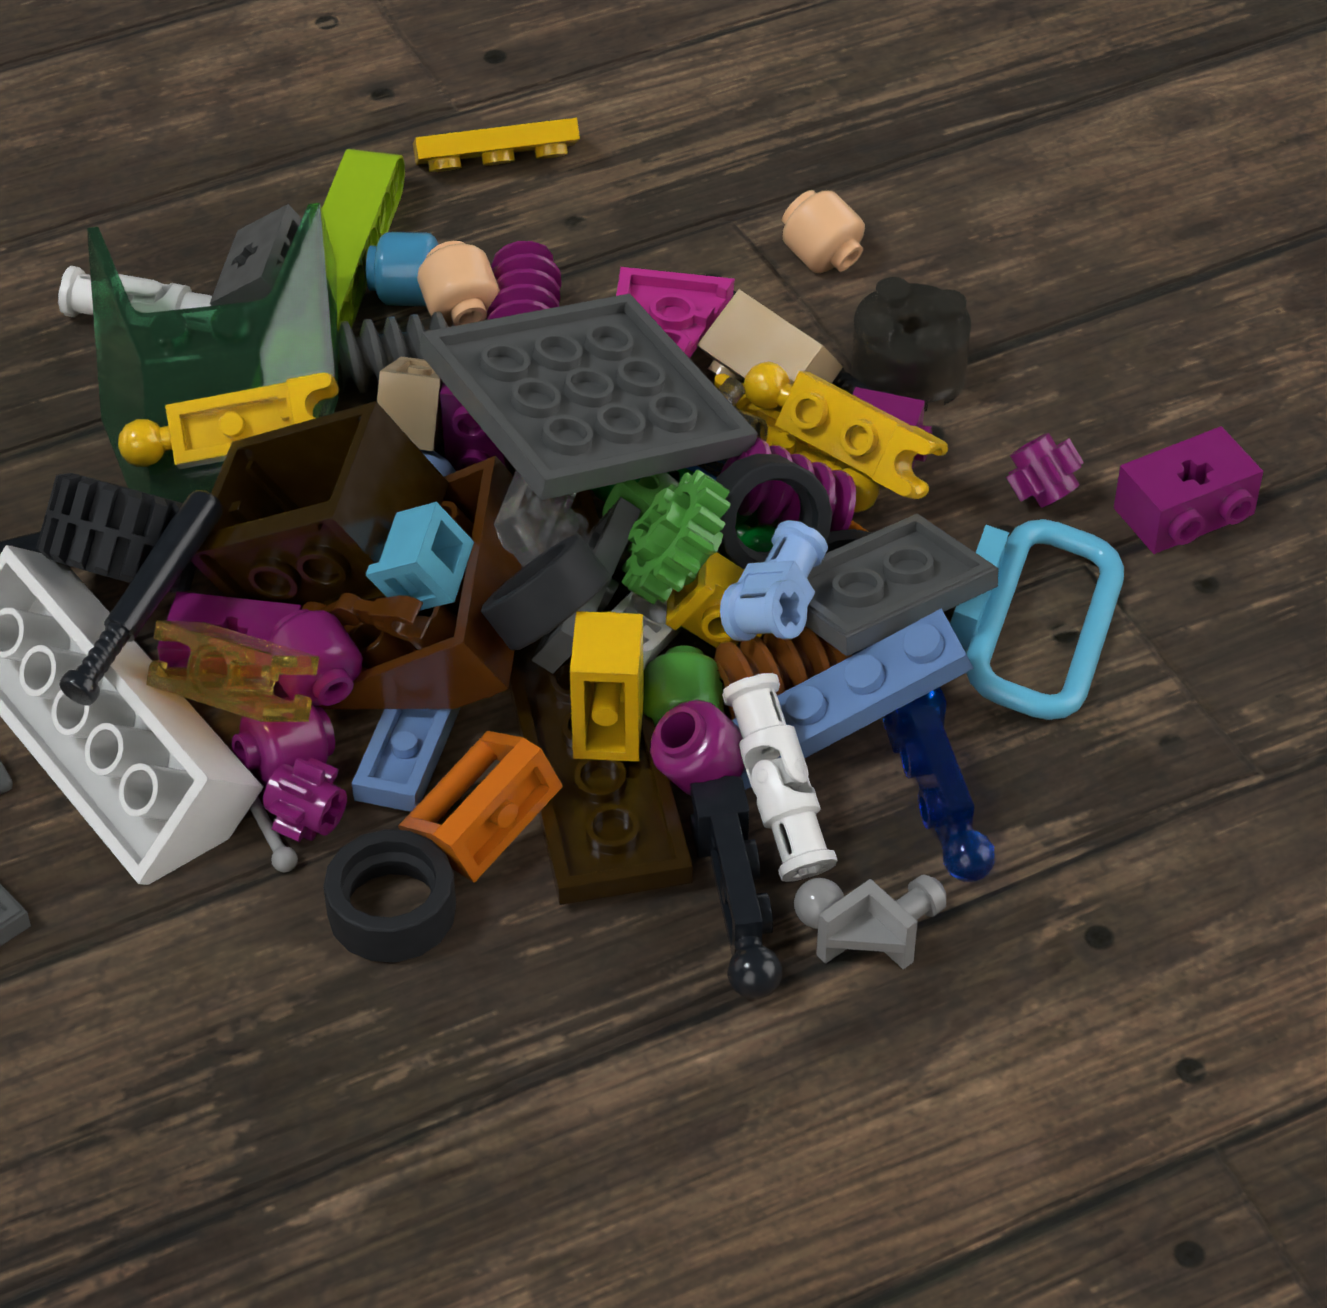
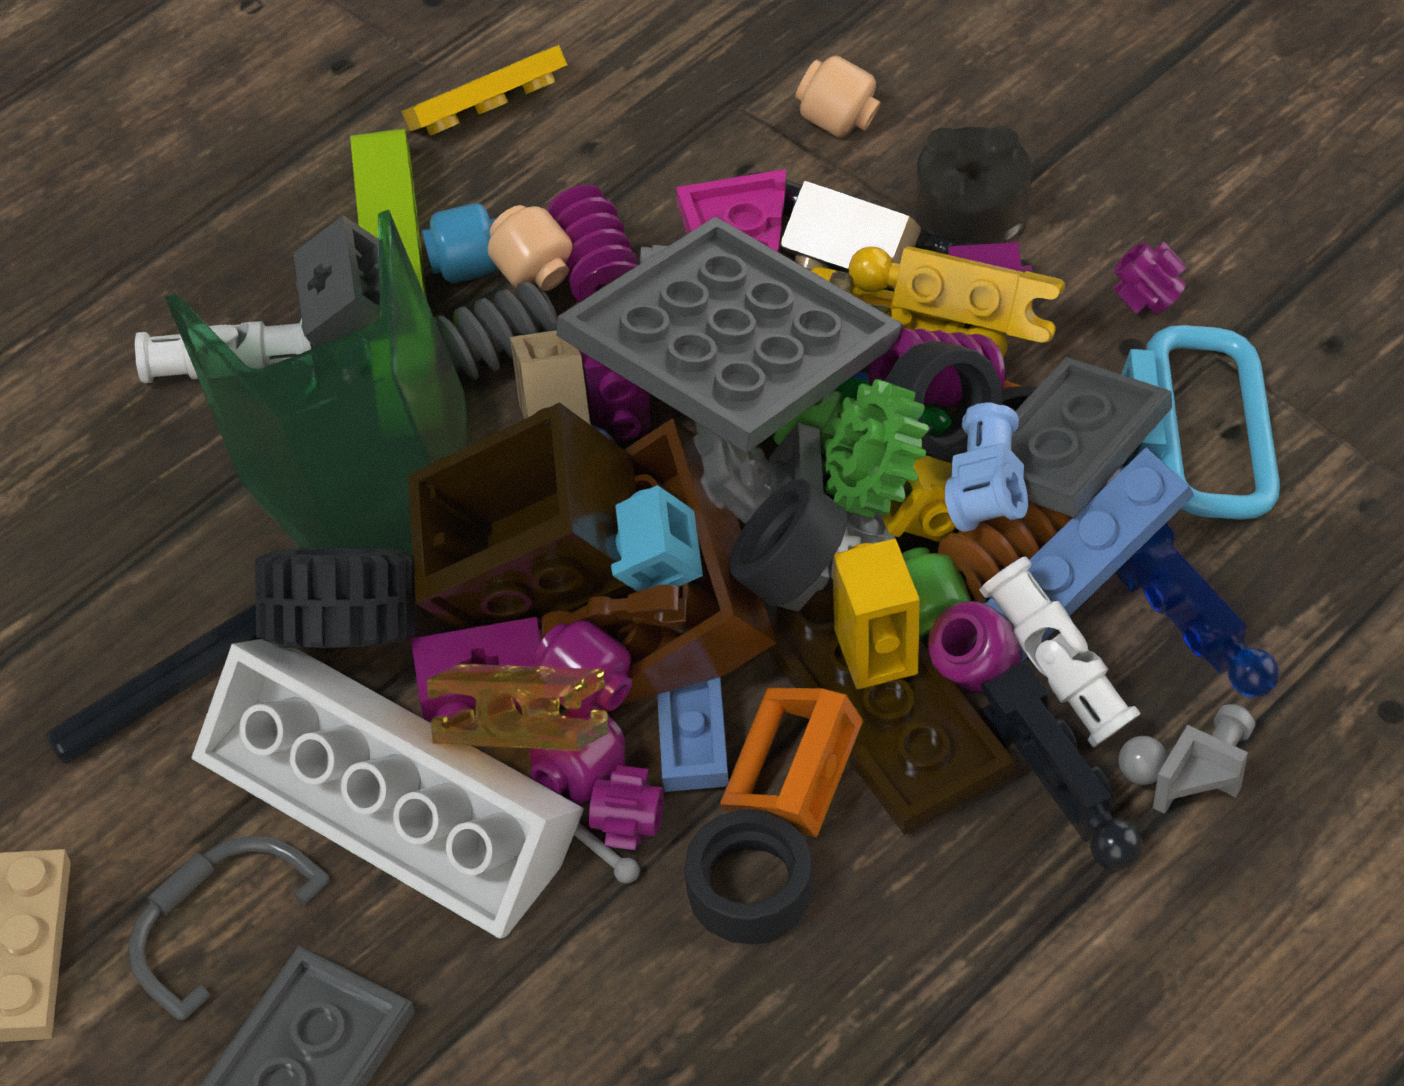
camera: 15 degrees left, 5 degrees up
(149, 586) = (403, 641): black piece -> none
(205, 427) = (381, 463): yellow plate -> none
(1188, 490) = (1283, 260): magenta brick -> none

